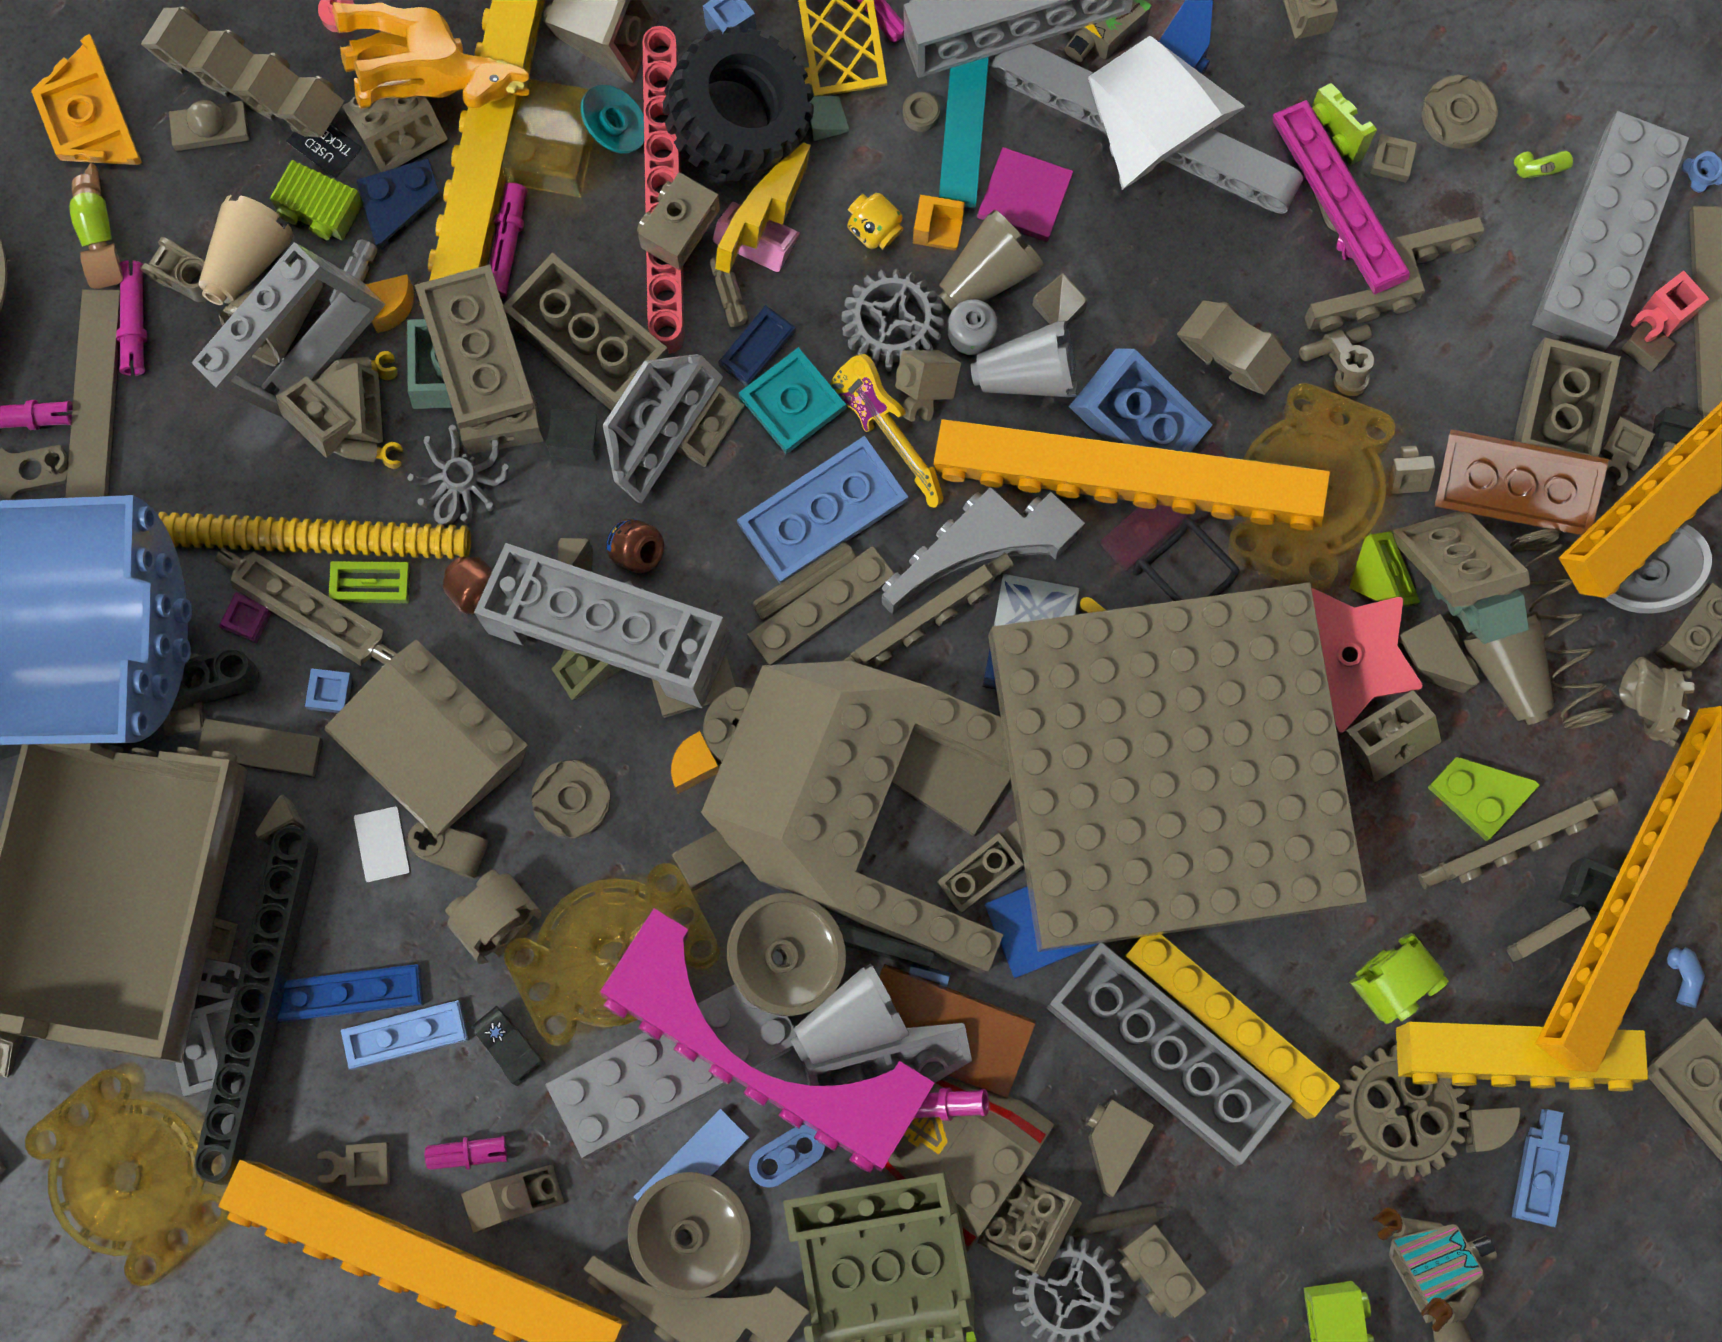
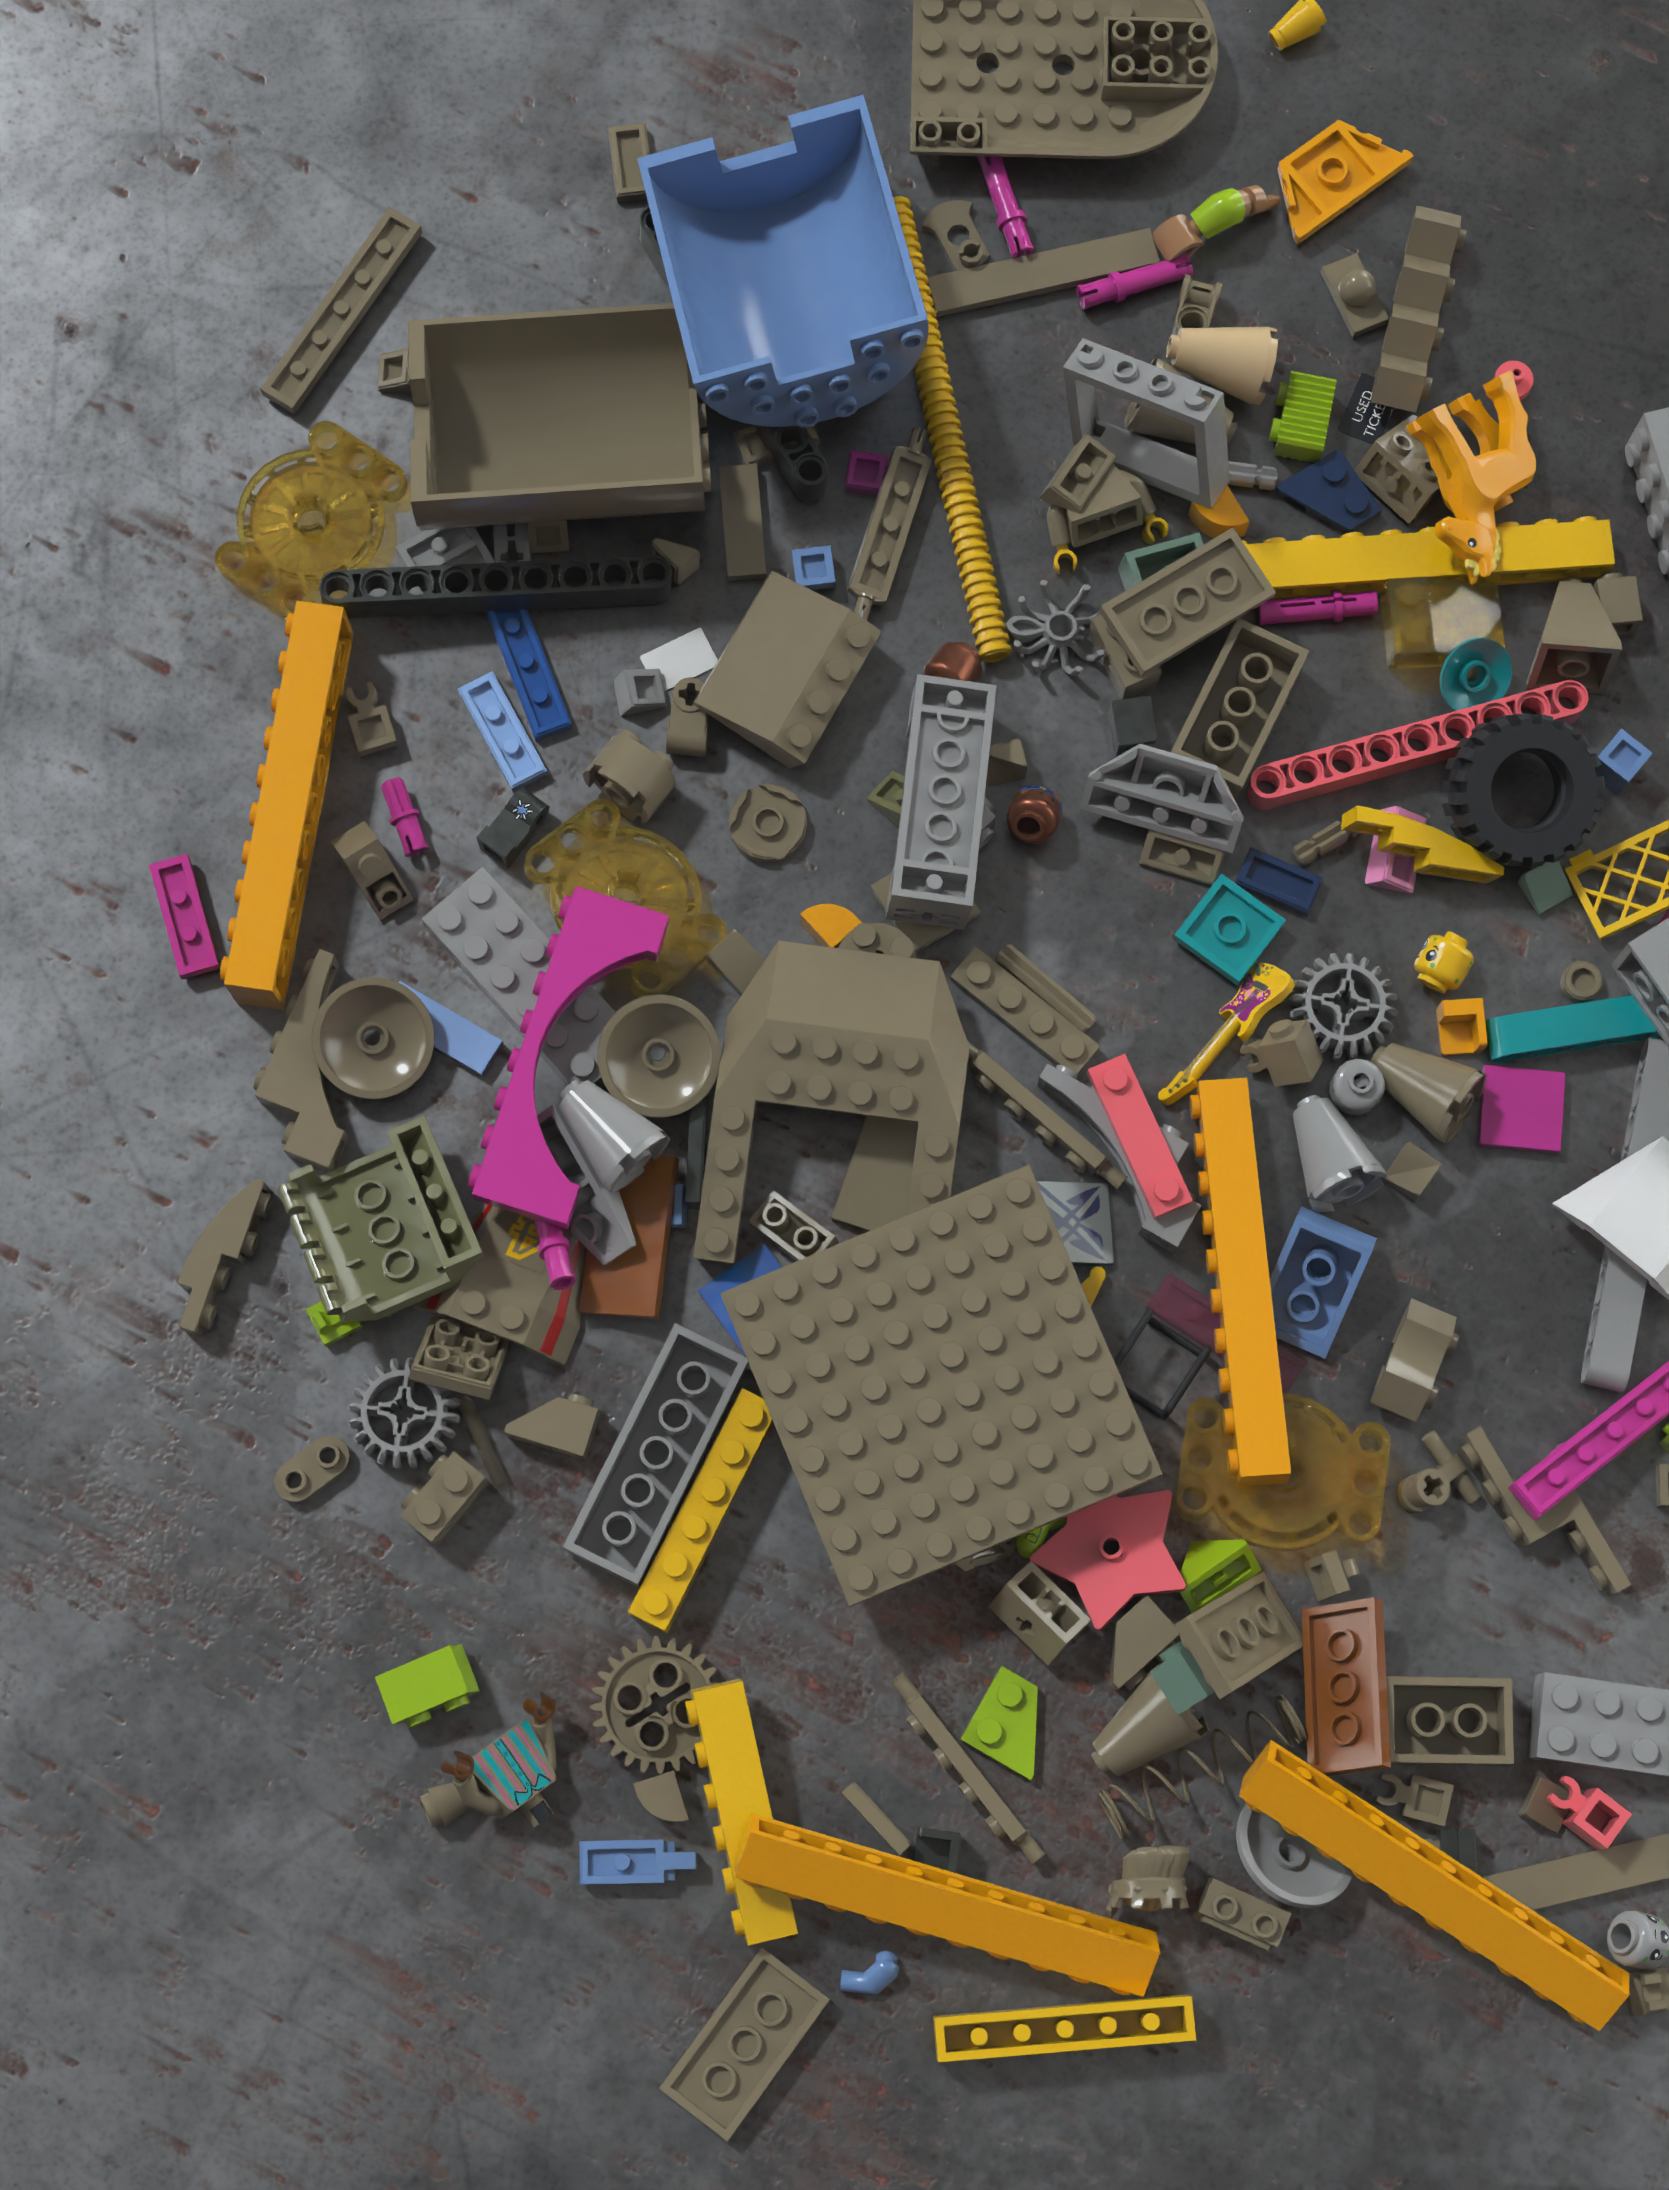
camera: 75 degrees right, 0 degrees up
(369, 567) = (940, 607): lime tile -> none
(402, 890) = (639, 691): none -> light grey slope
(678, 220) = (1378, 762): dark tan brick -> none
(787, 1156) = (472, 1115): medium blue plate -> none
(822, 509) = (1123, 987): medium blue plate -> none
(974, 528) = (1139, 1136): none -> coral plate
(1398, 979) = (788, 1669): lime brick -> none

